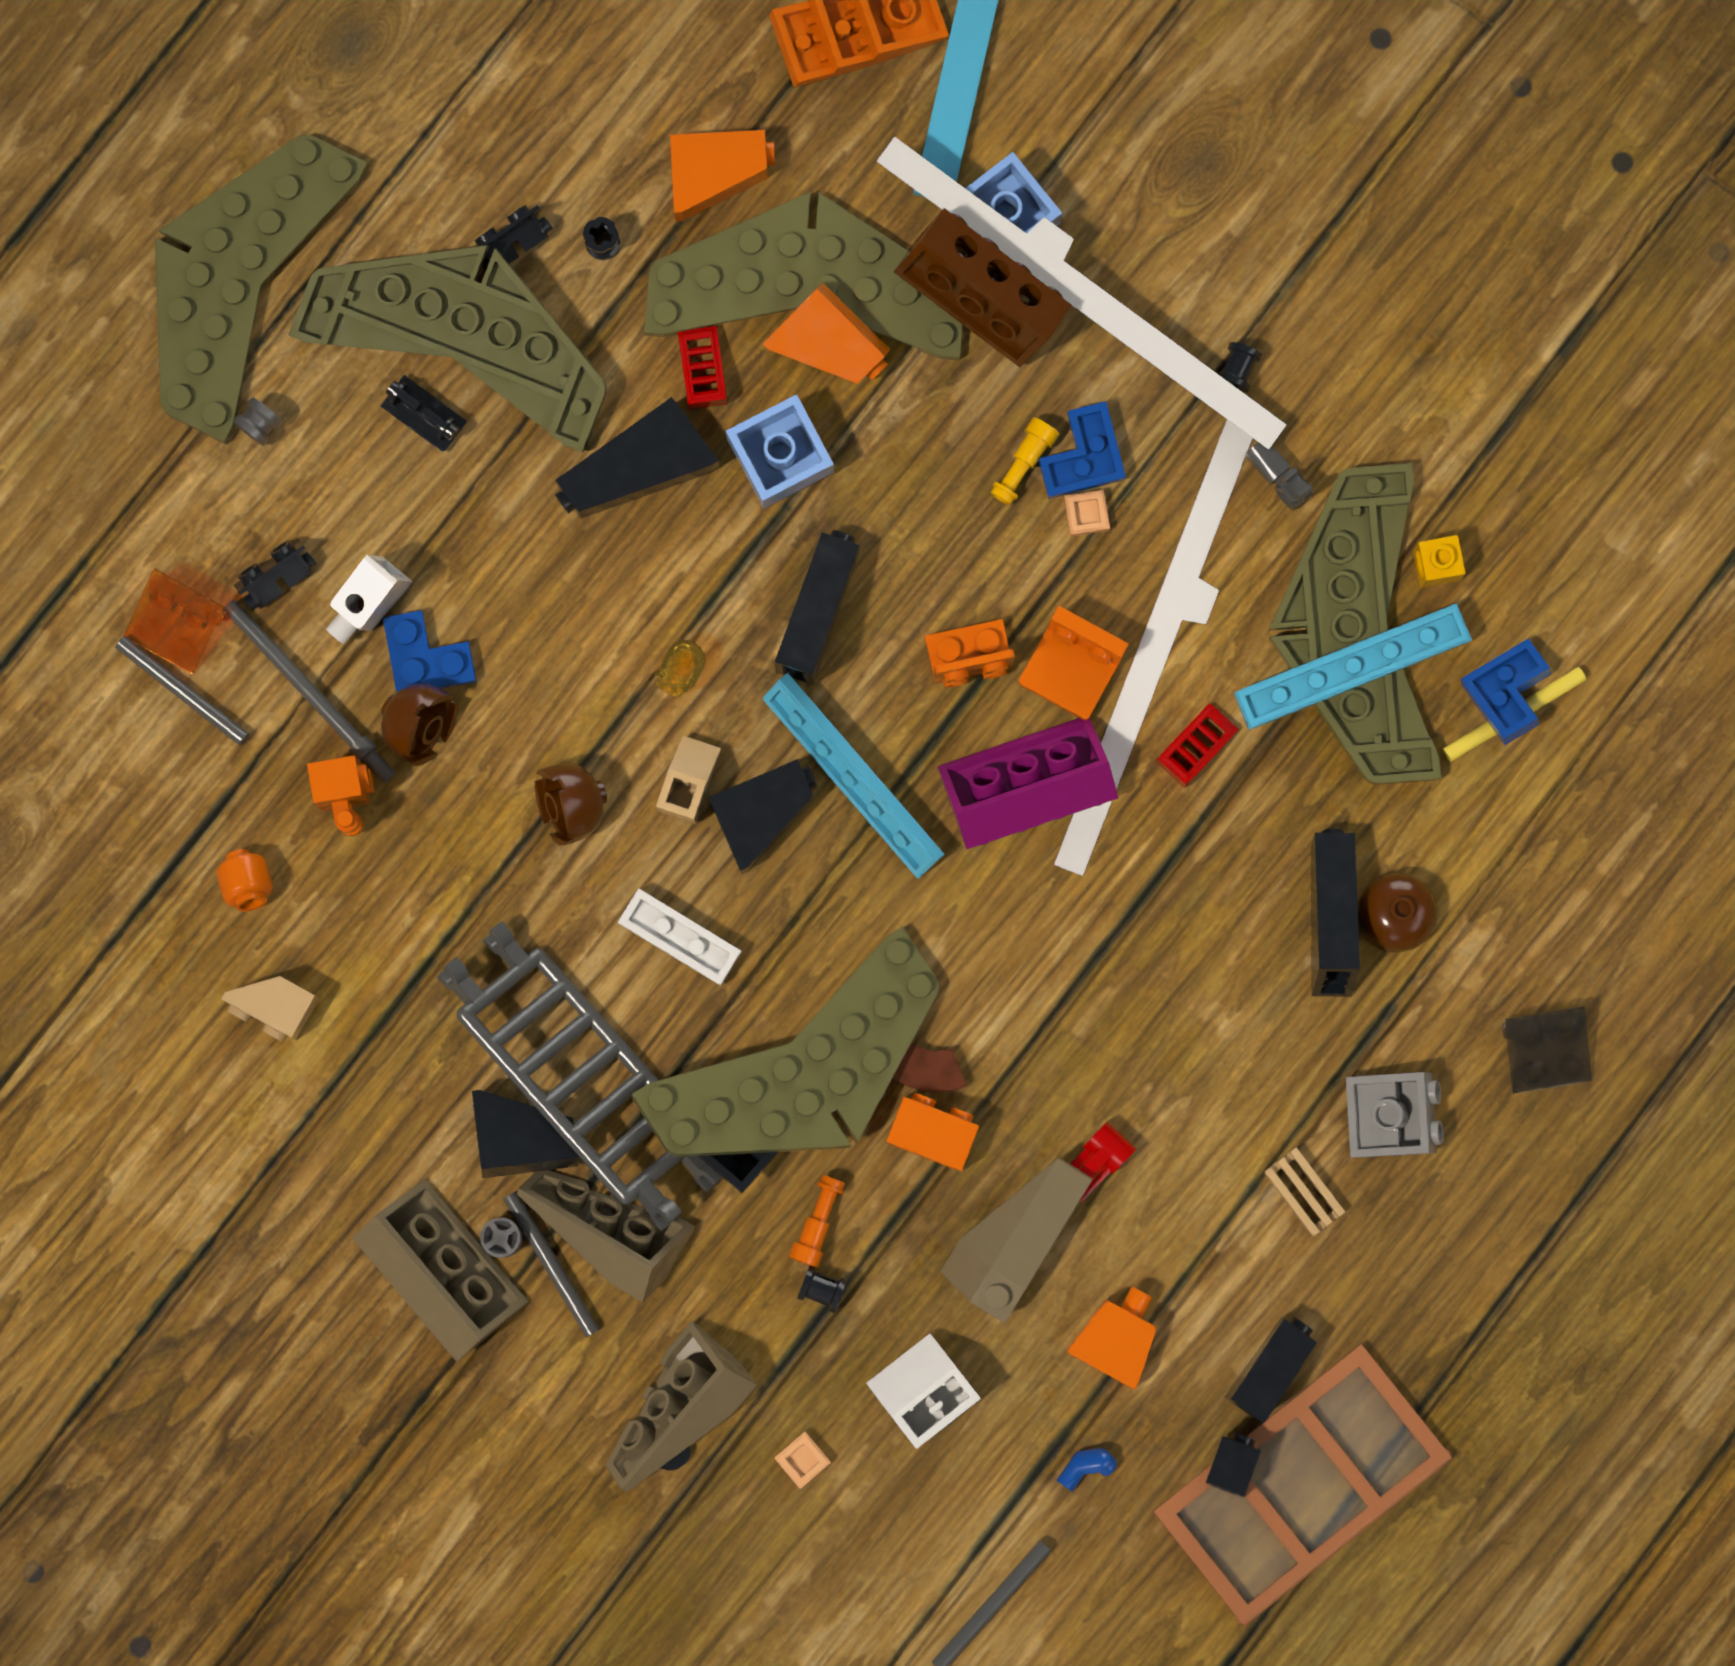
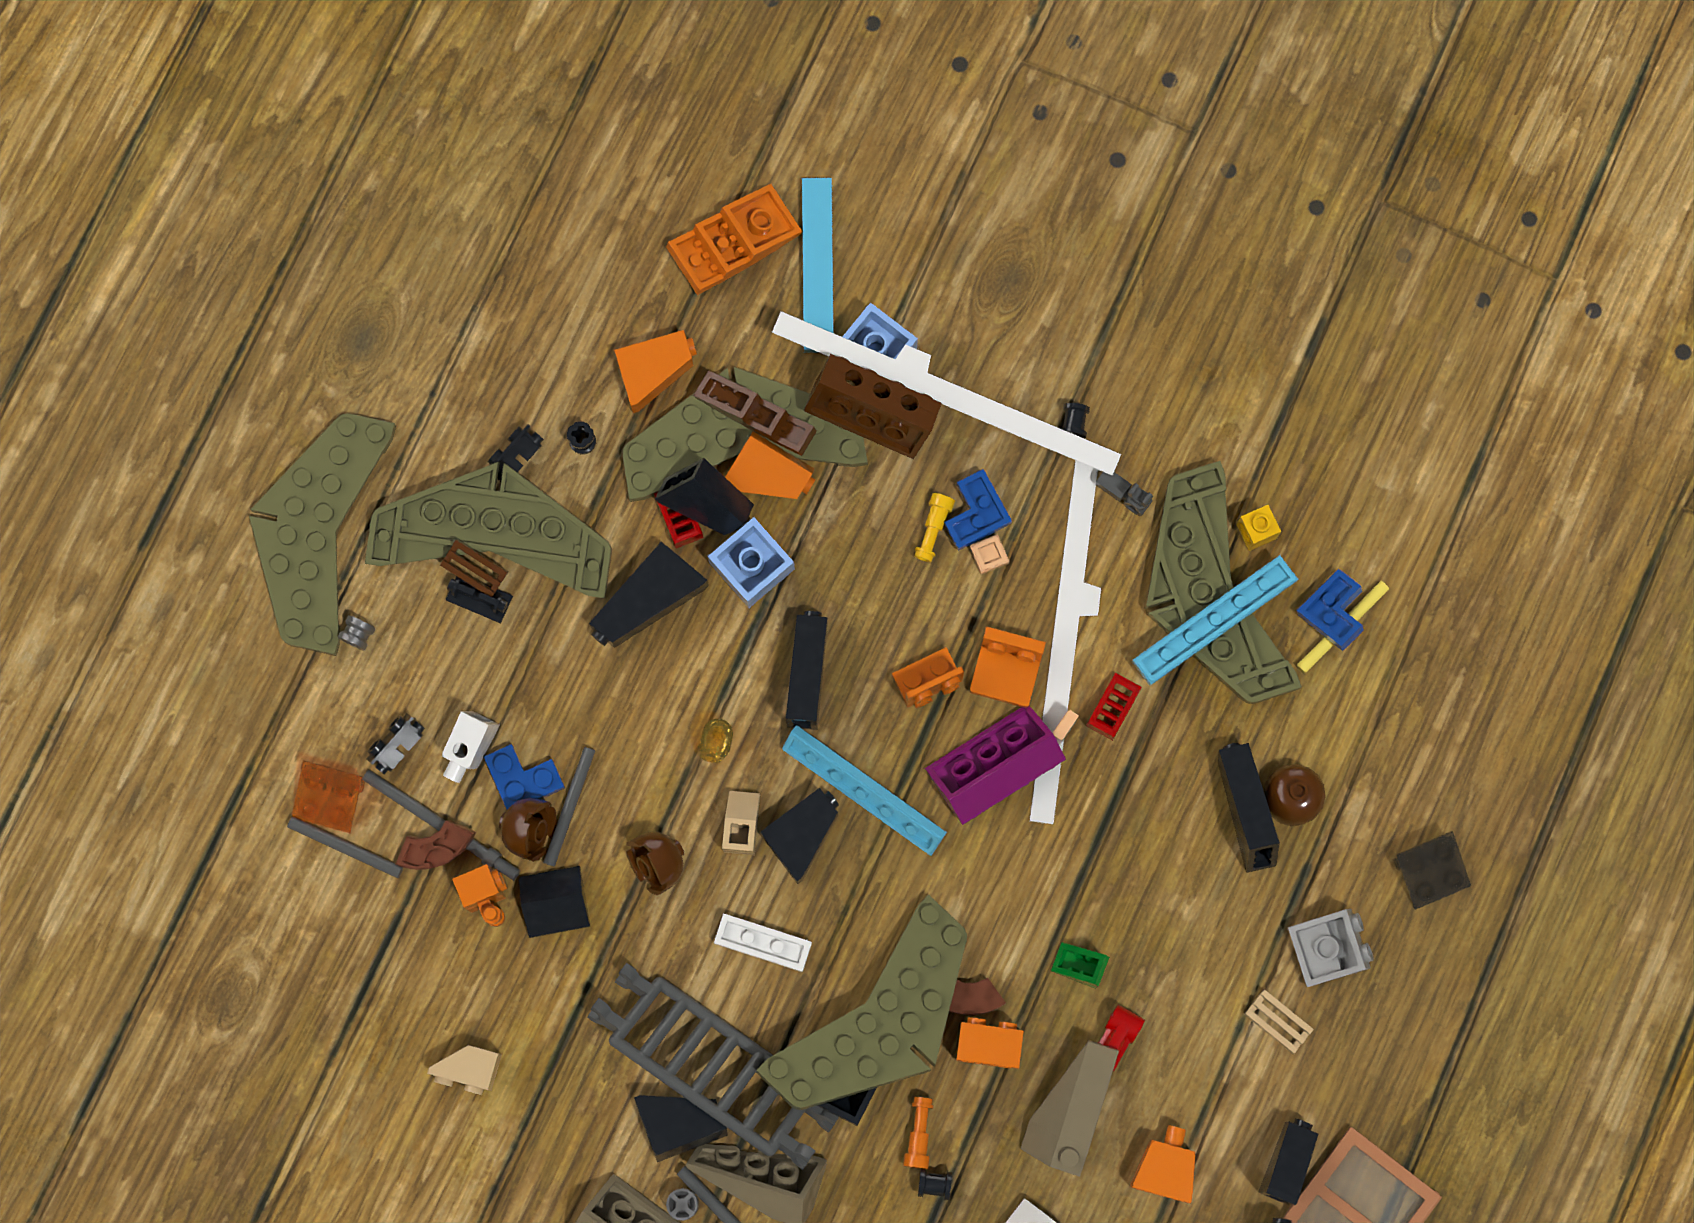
camera: 10 degrees left, 5 degrees down
(244, 880) = (424, 979): orange head -> none
(295, 721) = (437, 849): none -> copper tile
(415, 385) = (468, 578): none -> reddish brown tile
(429, 822) = (554, 902): none -> black slope
(476, 707) = (569, 806): none -> dark grey bar
(741, 354) = (706, 497): none -> black slope
(831, 259) = (755, 413): none -> reddish brown slope
(1071, 1060) = (1080, 964): none -> green slope
(1127, 756) = (1065, 726): none -> light nougat tile

